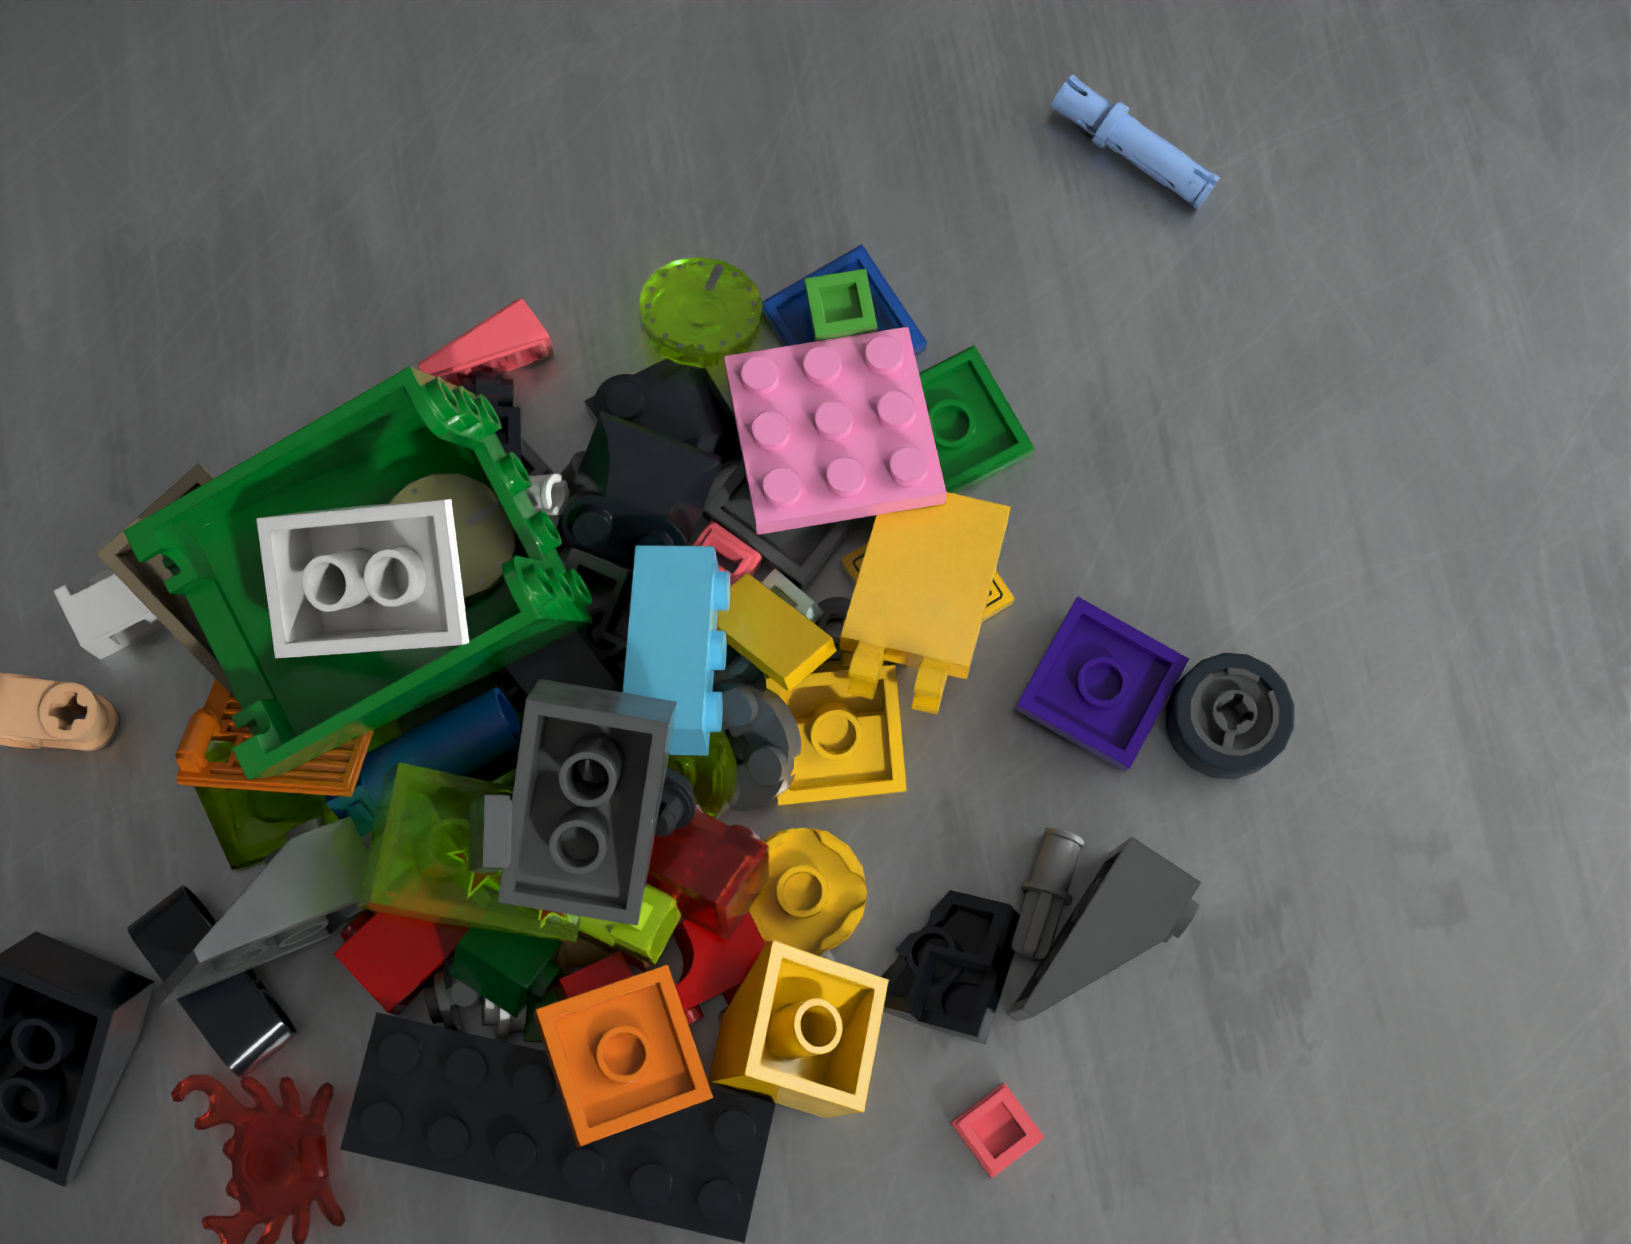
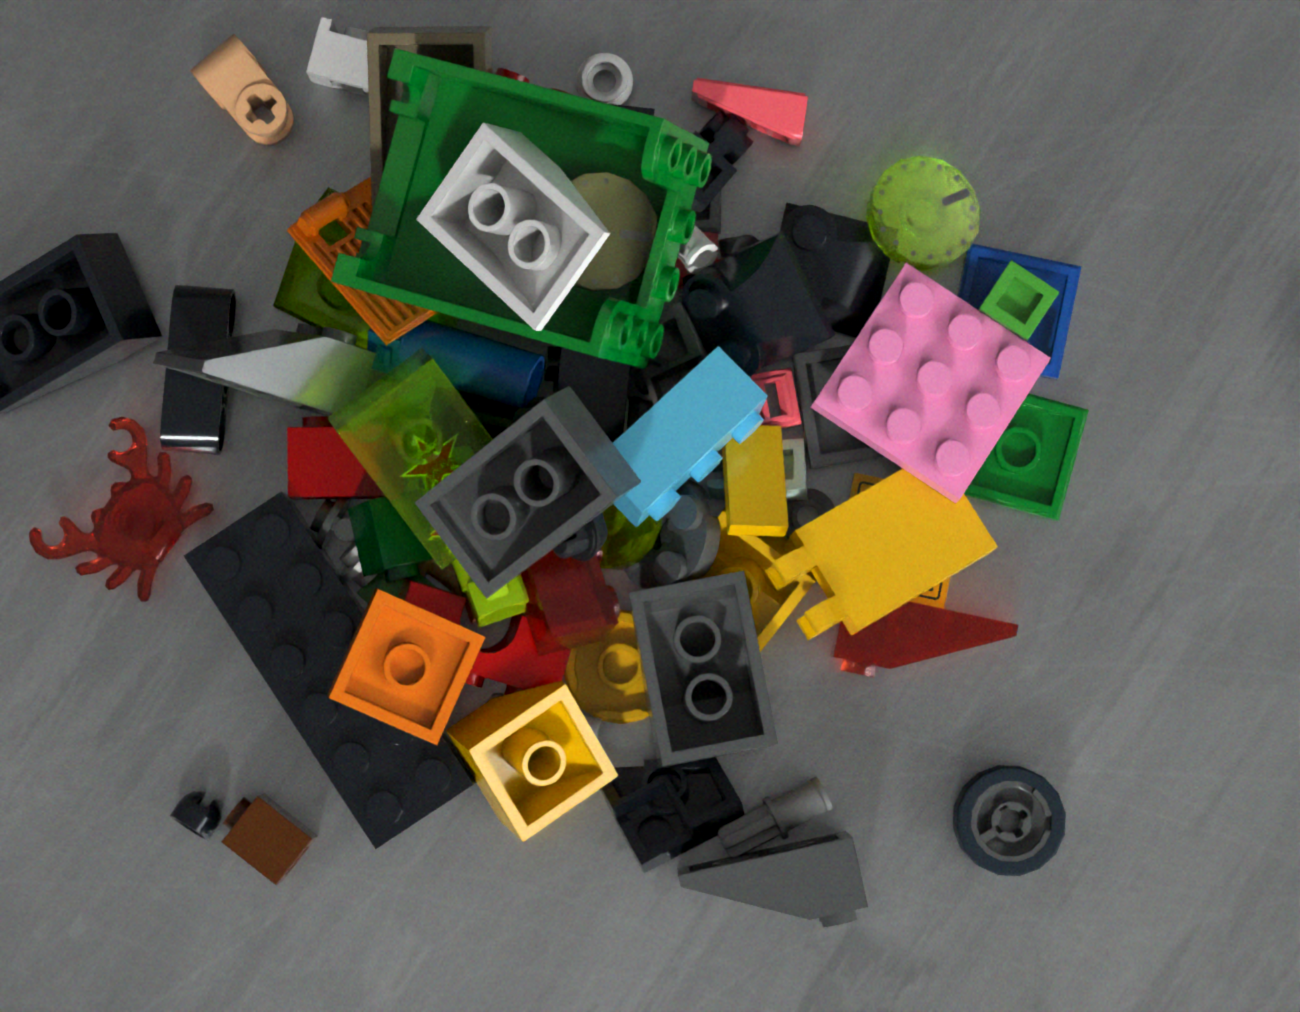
camera: 50 degrees right, 10 degrees up
(490, 834) = (447, 458): dark grey tile -> none
(873, 825) = (702, 669): none -> dark grey slope
(997, 1130) = (600, 932): coral tile -> none
(1011, 641) = (913, 635): none -> clear red slope
(1101, 684) = (945, 719): dark purple plate -> none

